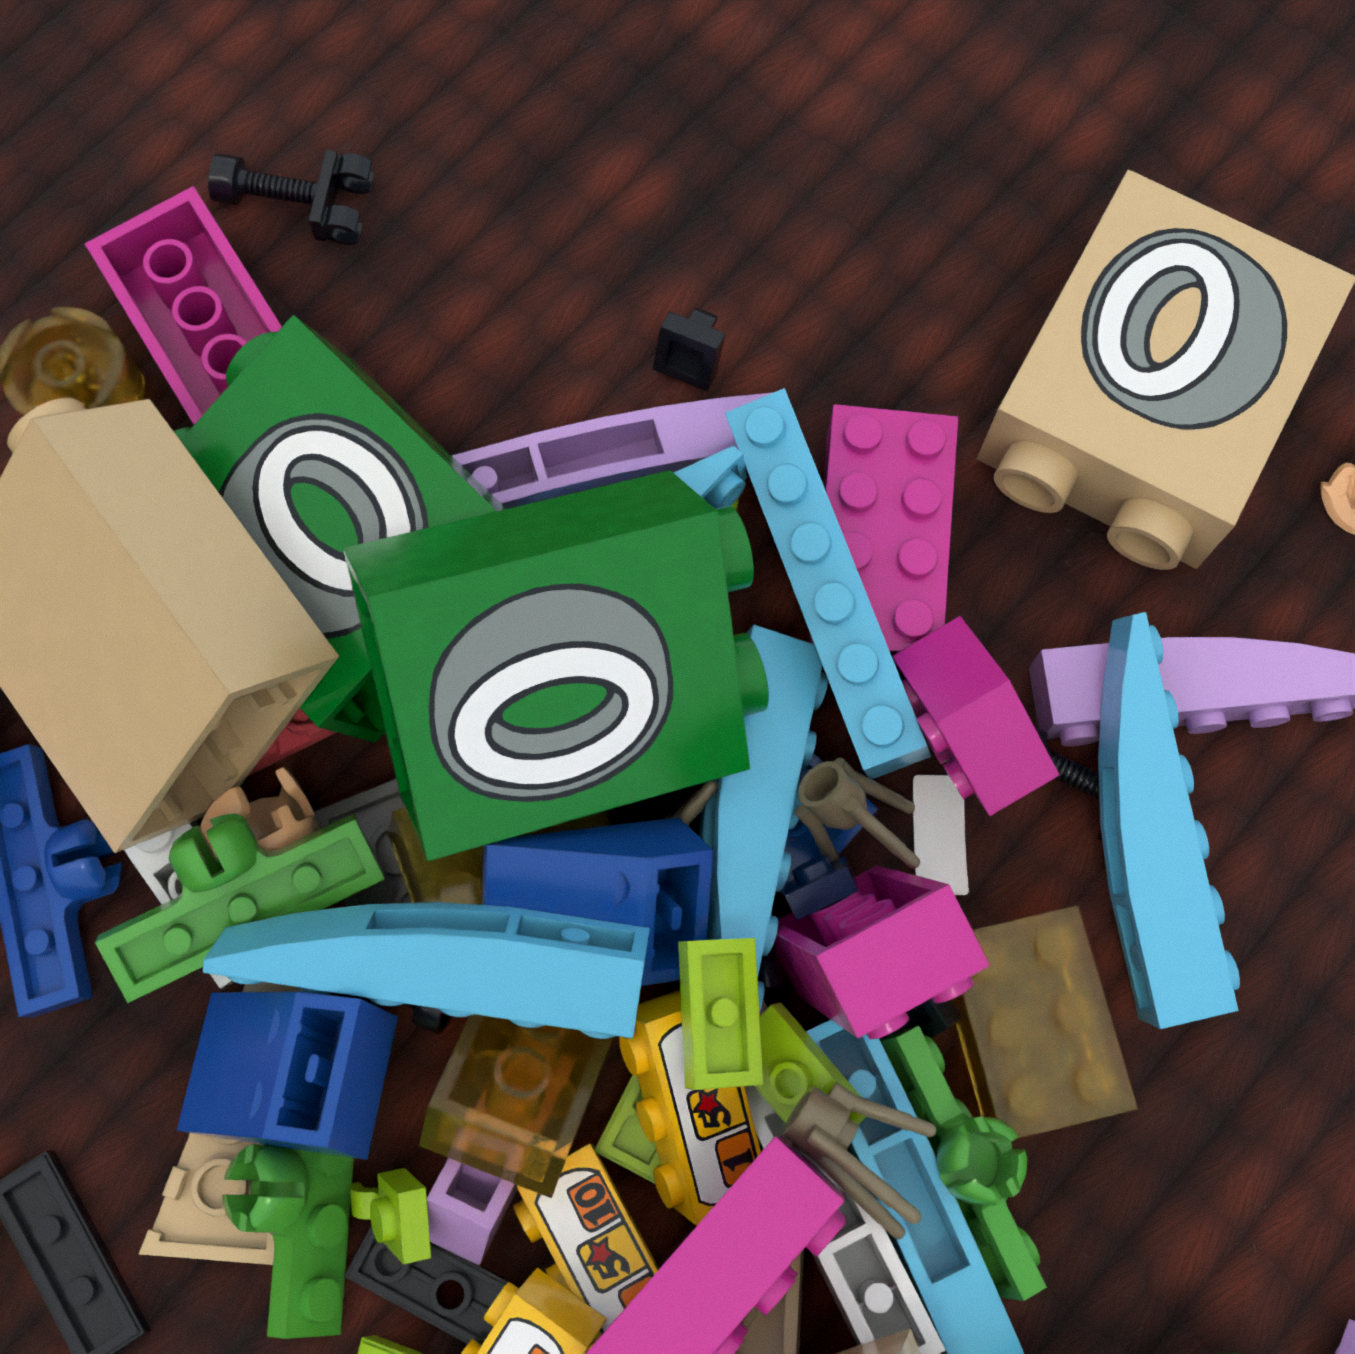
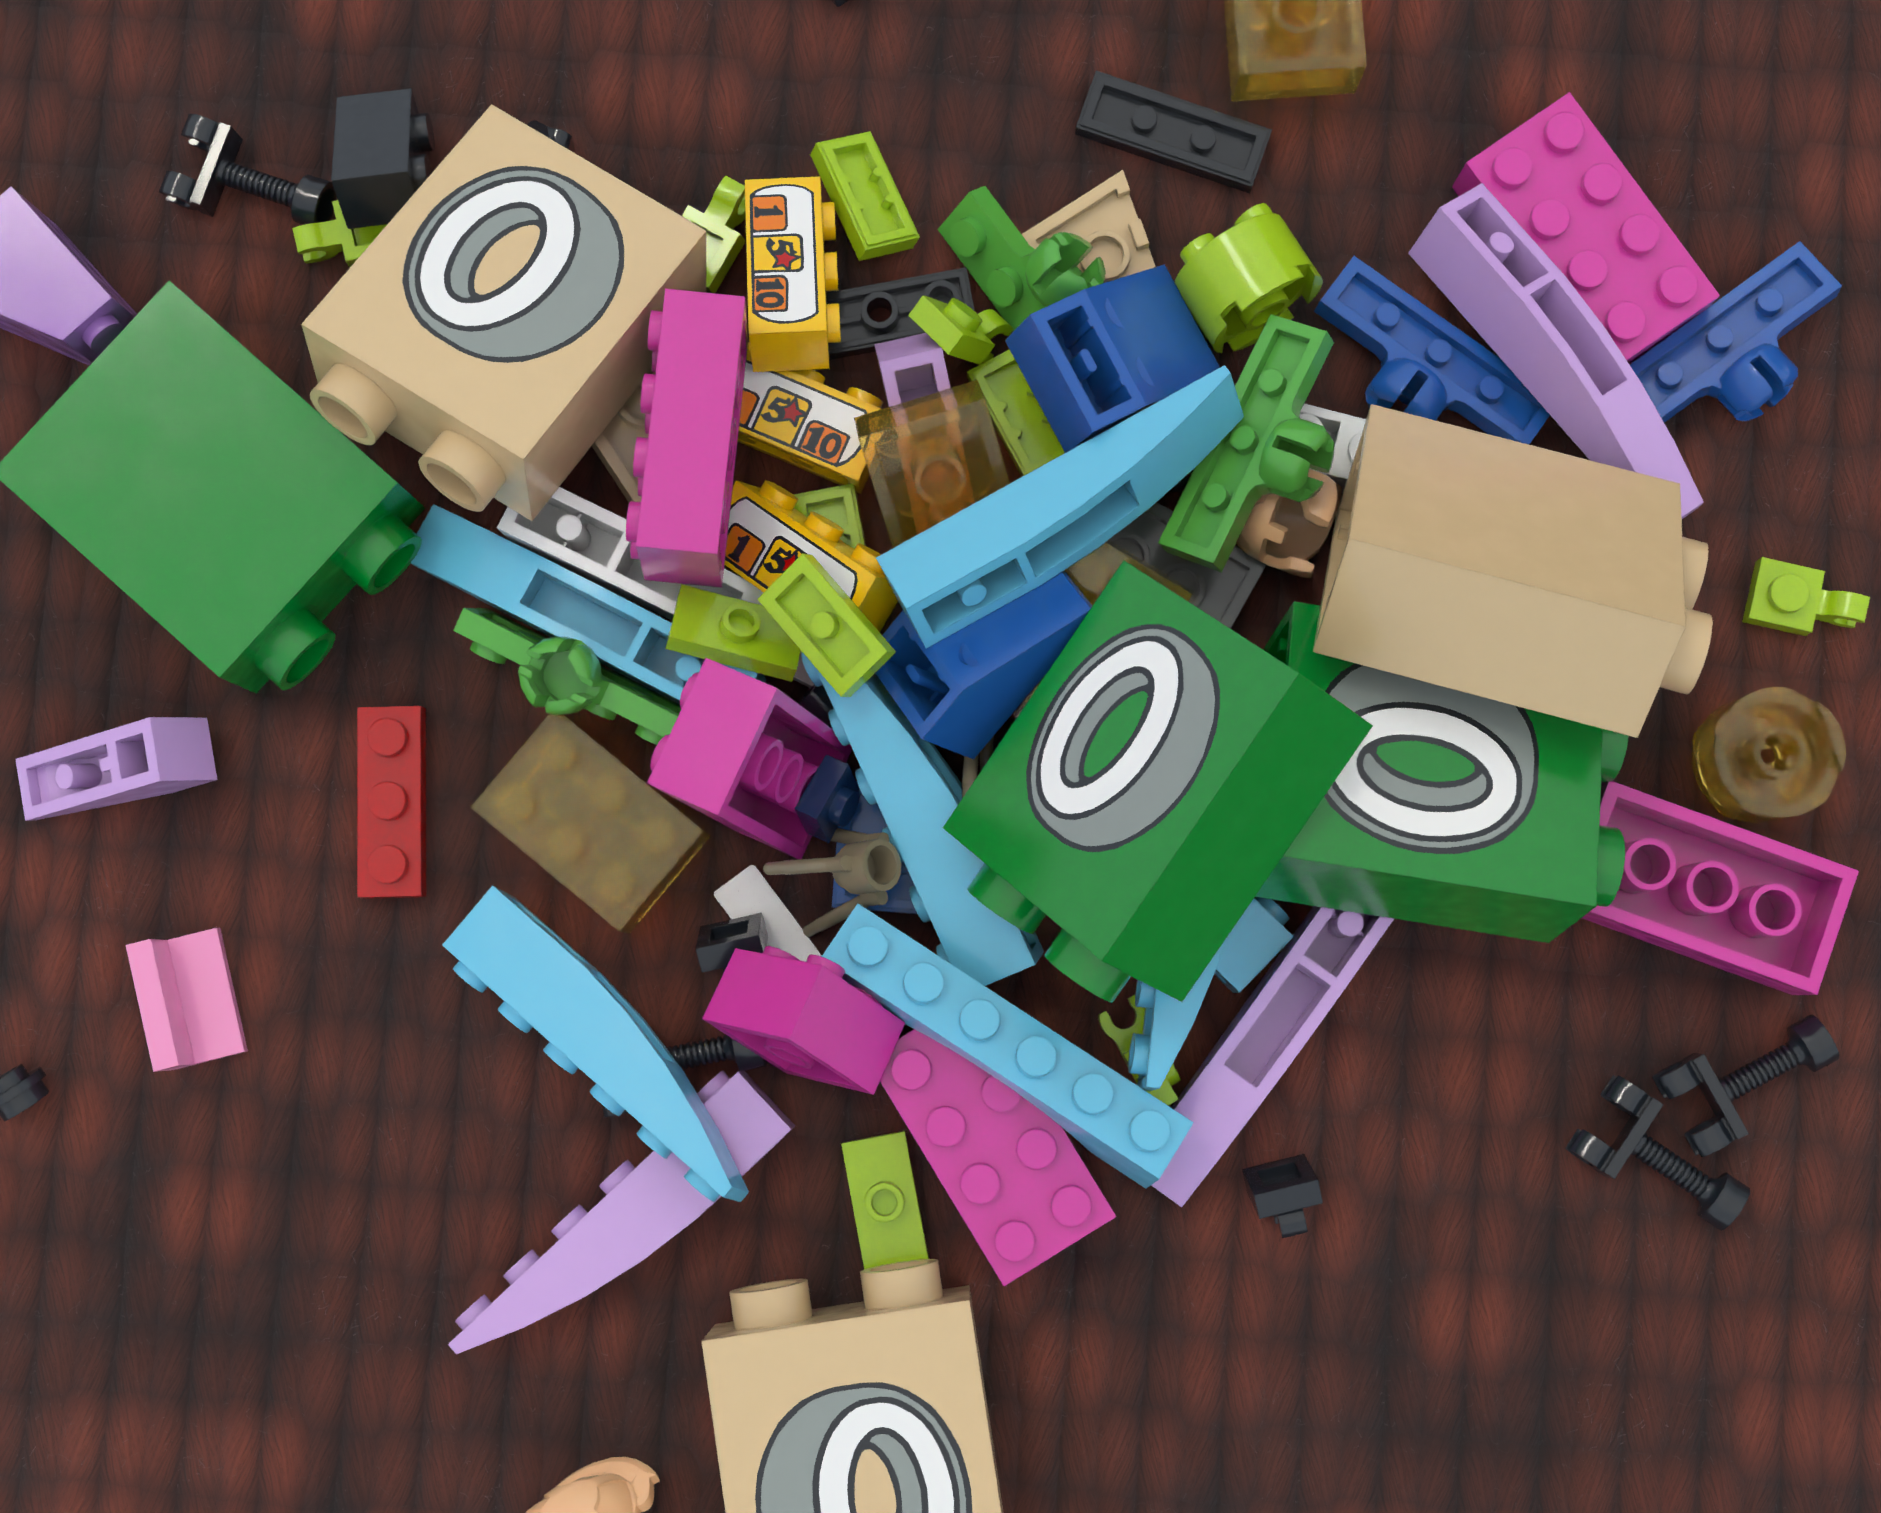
camera: 150 degrees right, 10 degrees up
(121, 1062) = (1245, 277): none -> lime brick
(385, 129) = (1718, 1198): none -> black bar
(408, 1086) = (1016, 413): none -> lime plate
(824, 1132) = (687, 600): dark tan plant -> none
(982, 838) = (718, 940): none -> black tile
(998, 560) = (884, 1199): none -> lime plate
(1196, 1182) = (391, 802): none -> red plate

